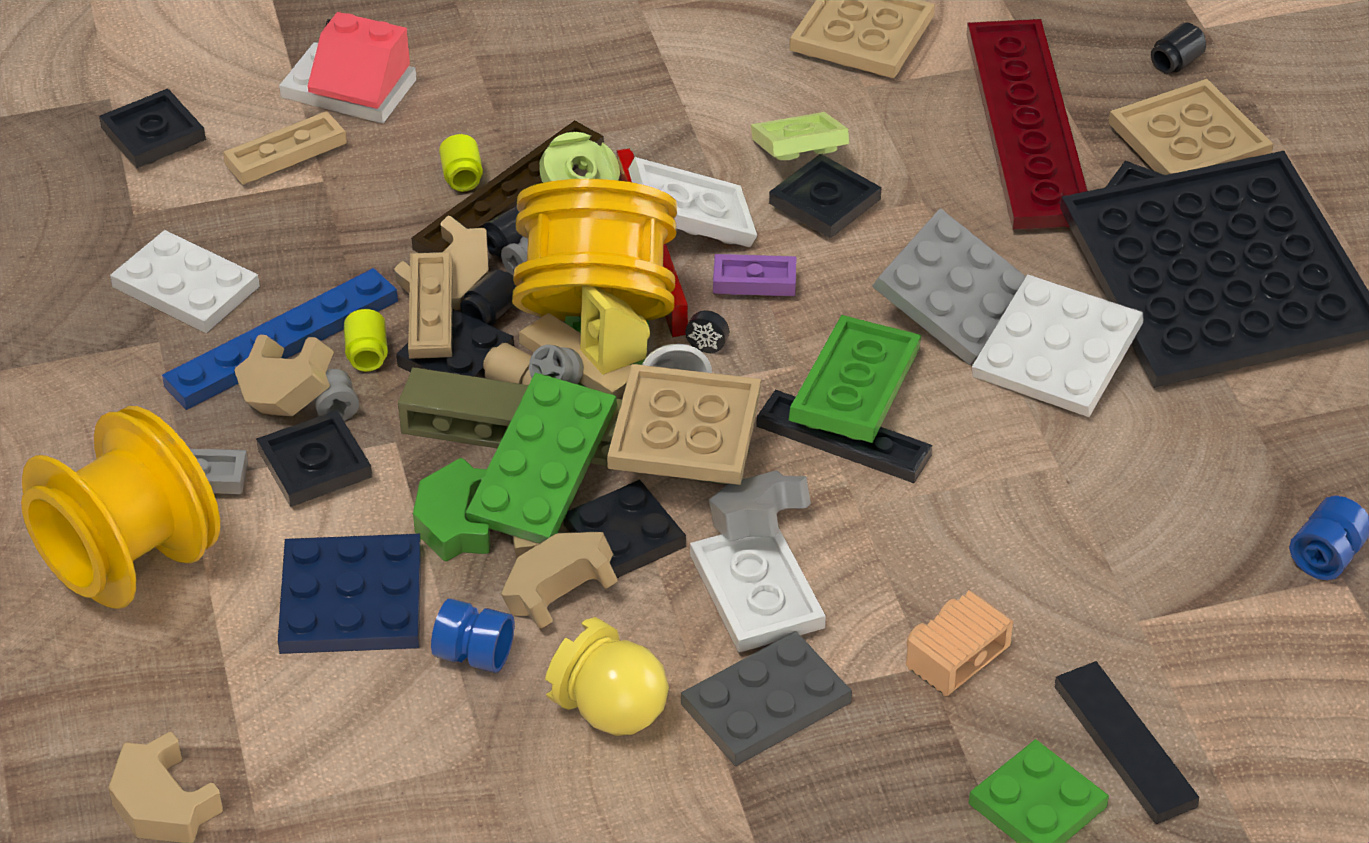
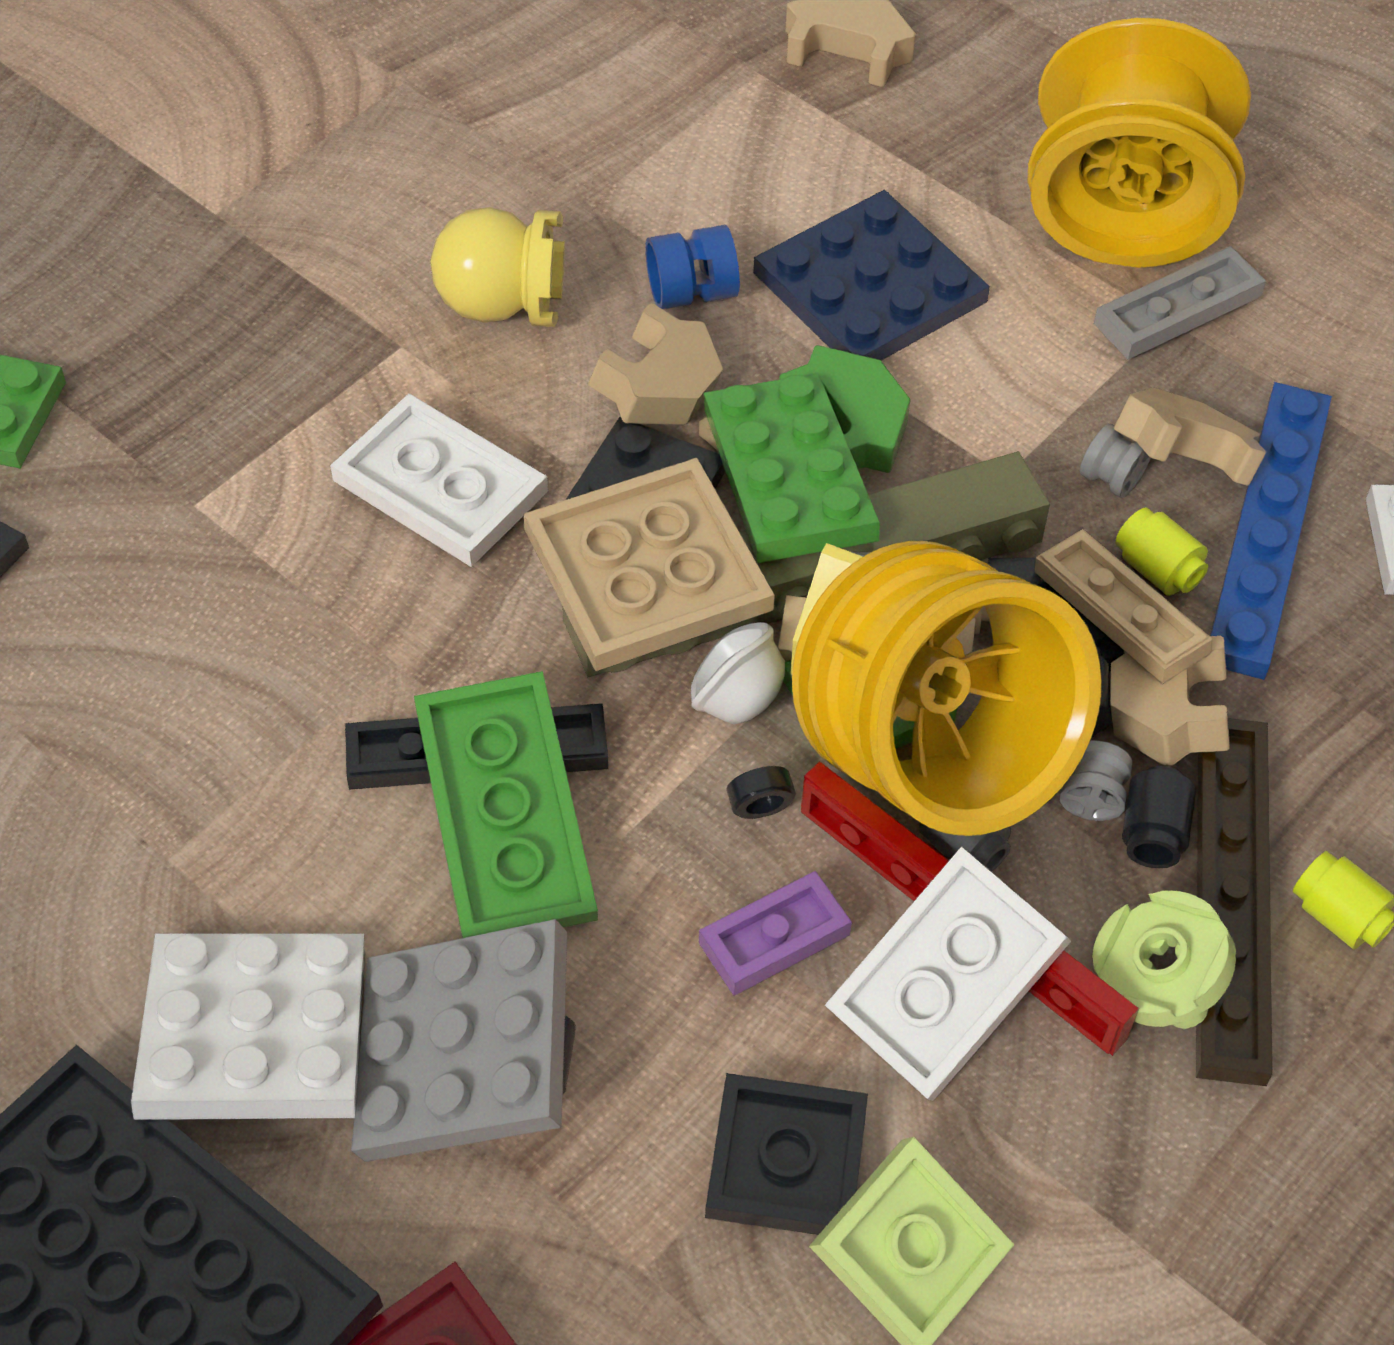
camera: 145 degrees right, 10 degrees up
(314, 458) = (1058, 385): black plate -> none
(753, 505) = (508, 565): light grey piece -> none
(765, 698) = (345, 375): dark grey plate -> none
(958, 642) = (158, 515): light nougat brick -> none

